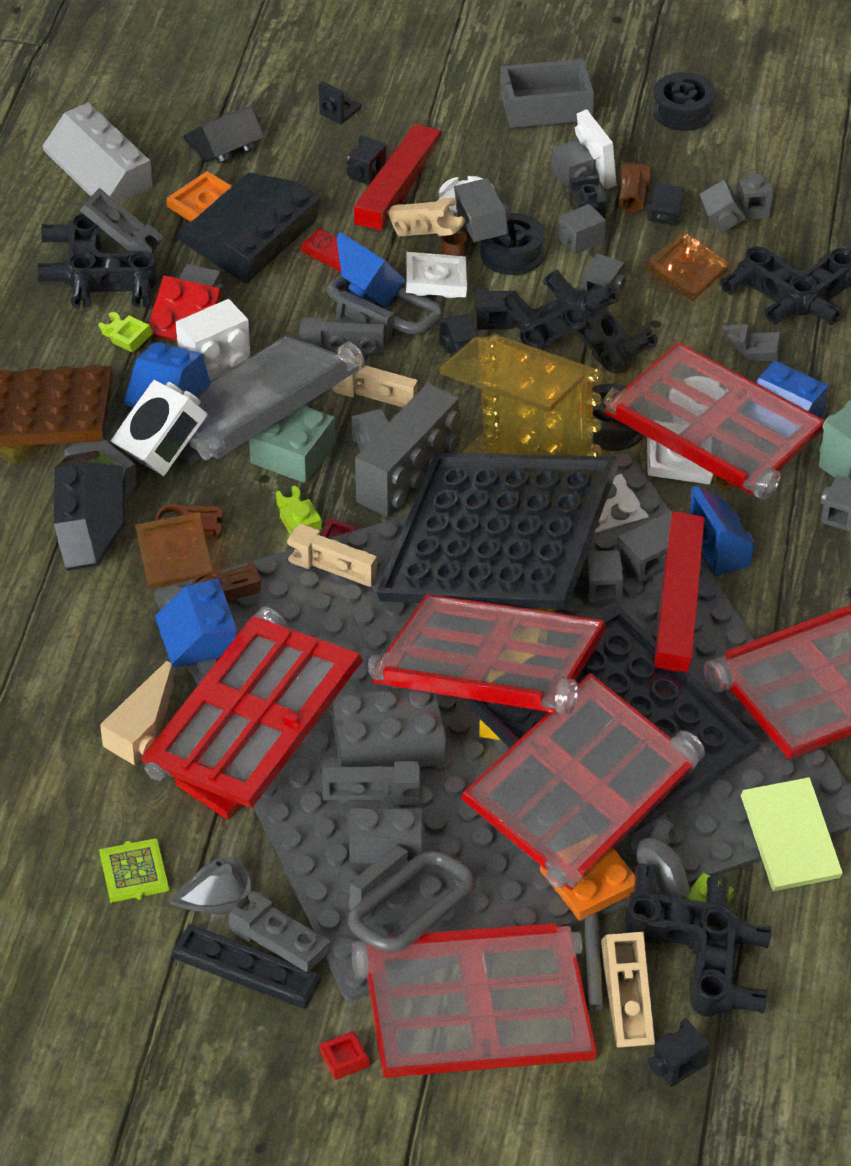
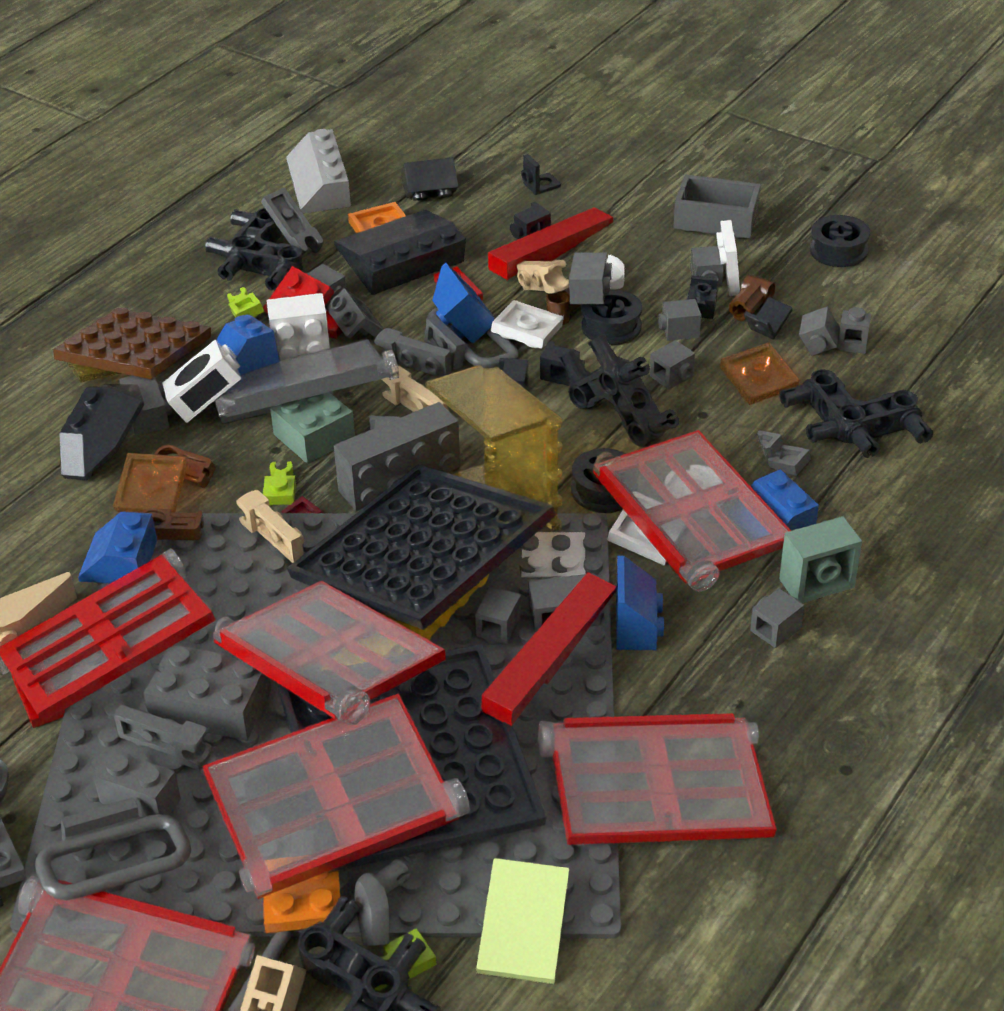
camera: 25 degrees right, 5 degrees down
(259, 316) = (353, 315): none -> dark grey bracket

